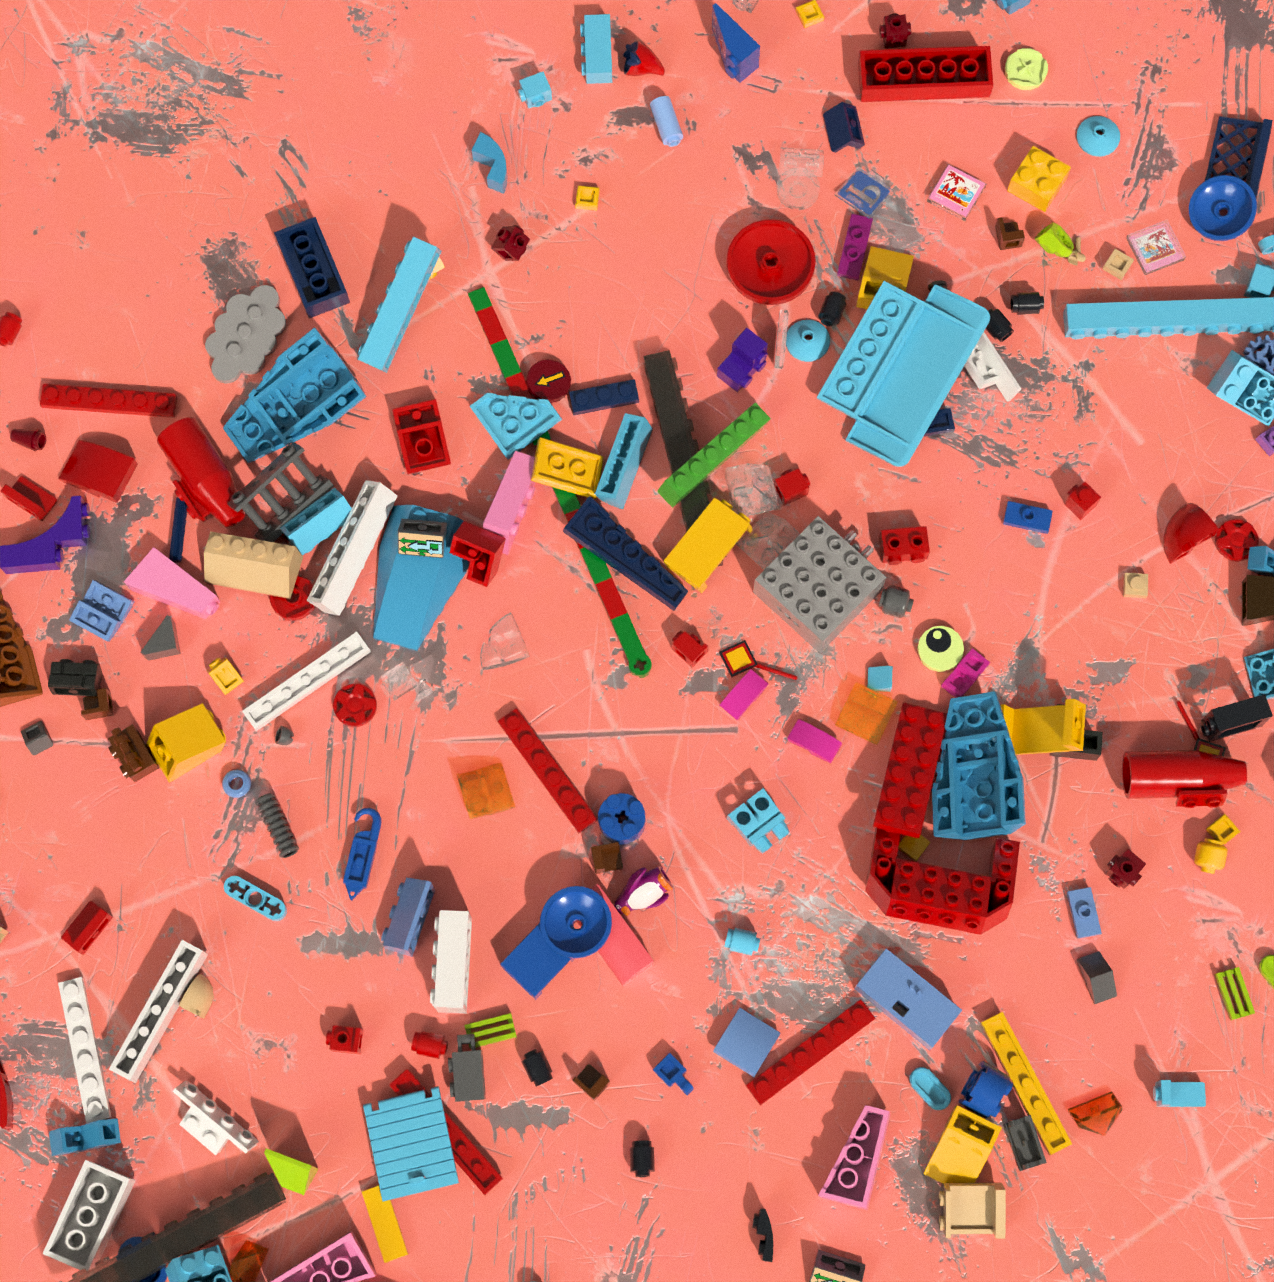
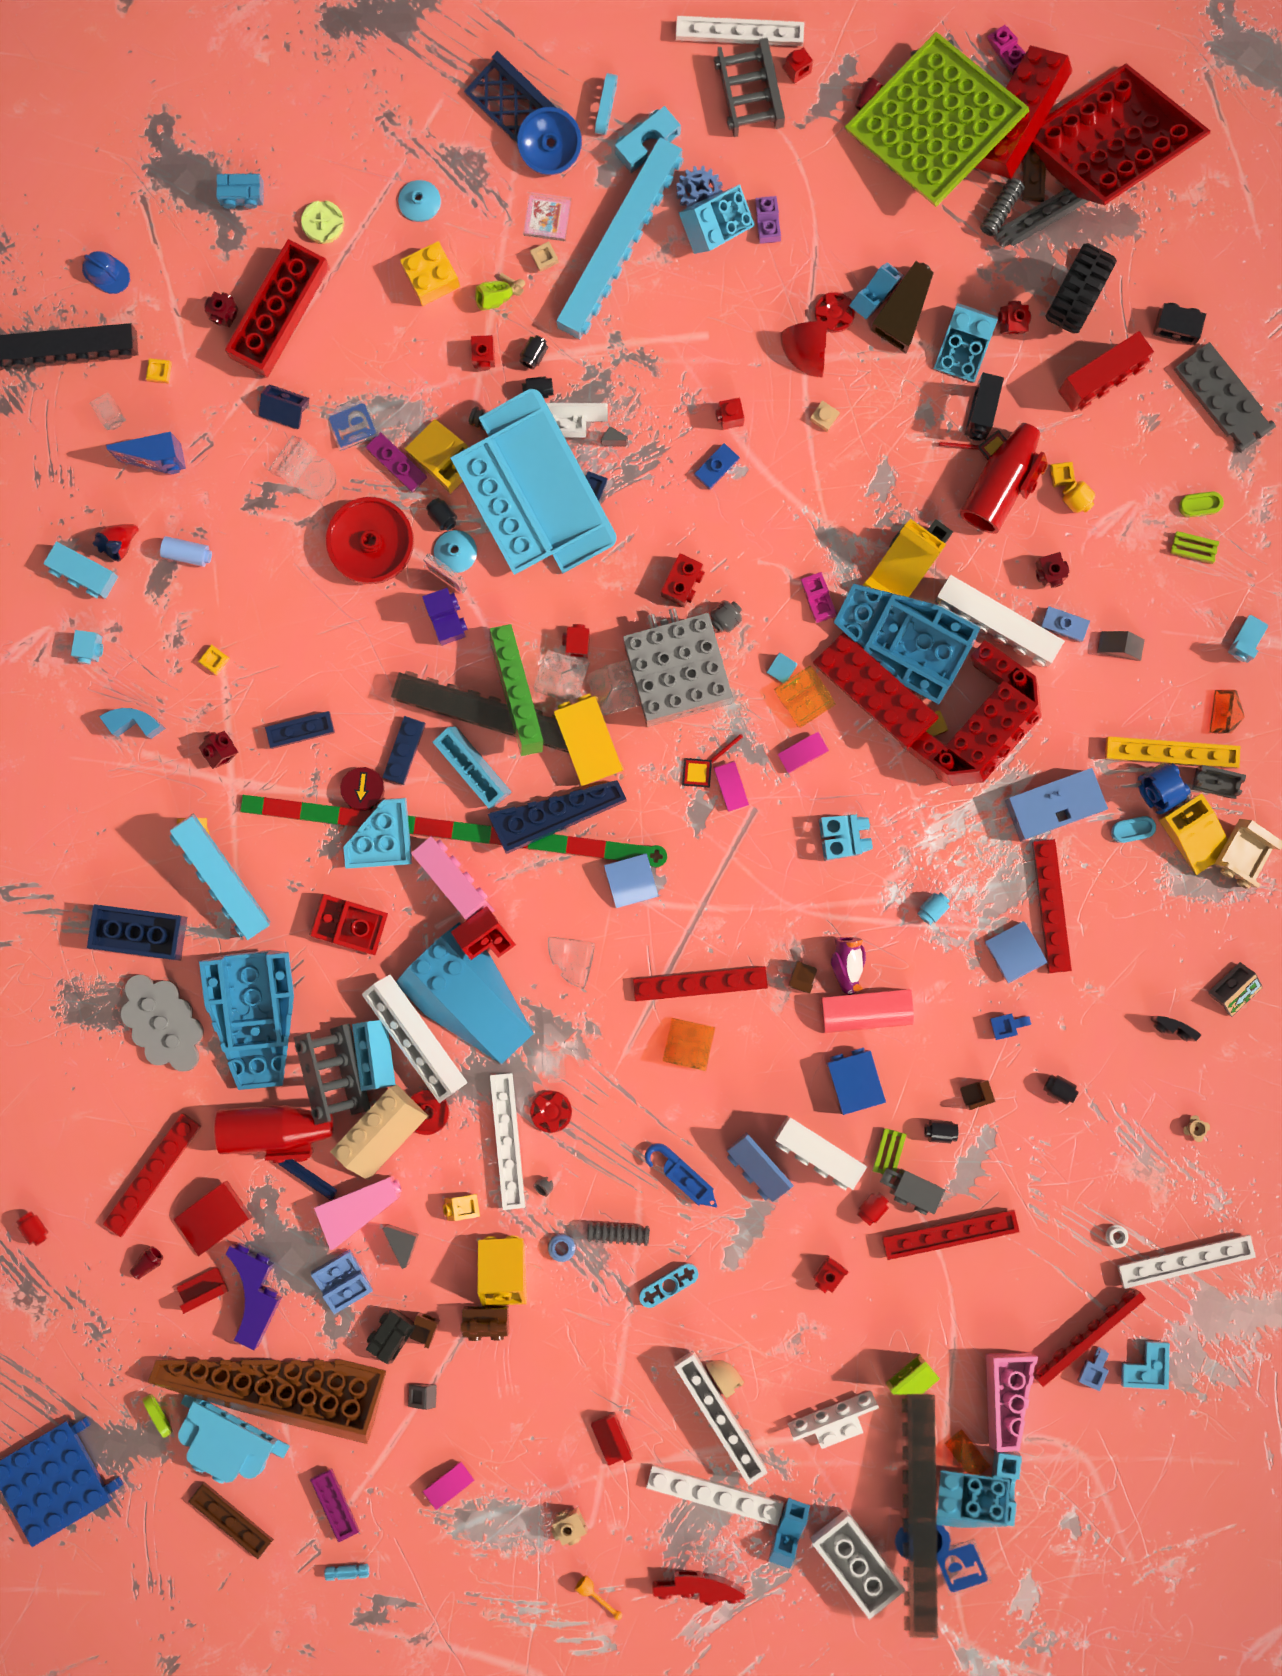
camera: 55 degrees left, 10 degrees up
(385, 1225) = (995, 1324): yellow tile -> none
(411, 1144) = (944, 1269): medium azure door -> none
(421, 538) = (444, 975): panel -> none
(564, 910) = (851, 1050): blue dish -> none
(567, 468) = (451, 818): yellow tile -> none
(569, 301) = (300, 730): none -> dark blue plate
(604, 655) = (631, 880): none -> medium blue slope
(630, 828) = (779, 933): blue brick -> none
(689, 647) = (665, 807): red brick -> none
(856, 1167) = (1162, 921): bright pink wedge -> none
(940, 648) = (785, 604): yellowish green tile -> none
(956, 192) = (399, 348): tile -> none
(994, 414) = (614, 438): none -> dark grey slope
(998, 261) = (483, 352): none -> red brick
(1009, 234) = (463, 329): reddish brown panel -> none
(1046, 848) = (1000, 622): none -> white brick

